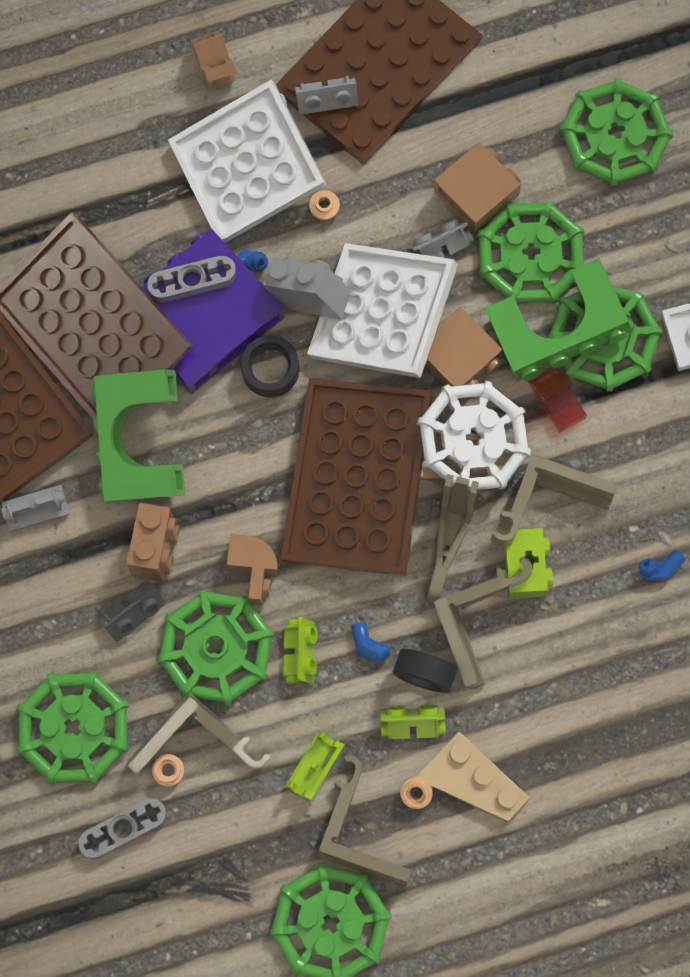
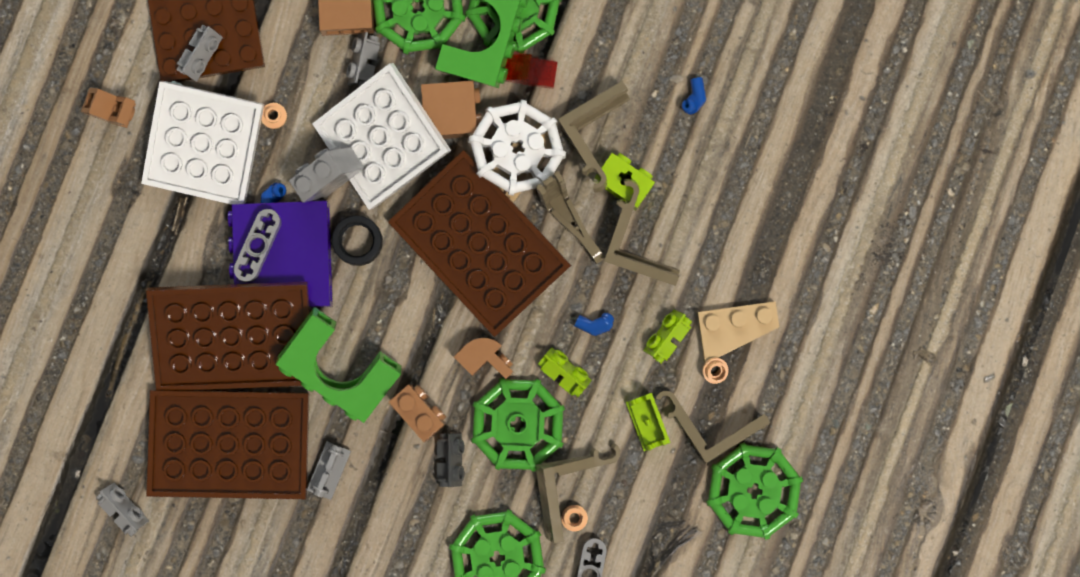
camera: 60 degrees left, 10 degrees up
(425, 670) = (644, 303): black tyre -> none

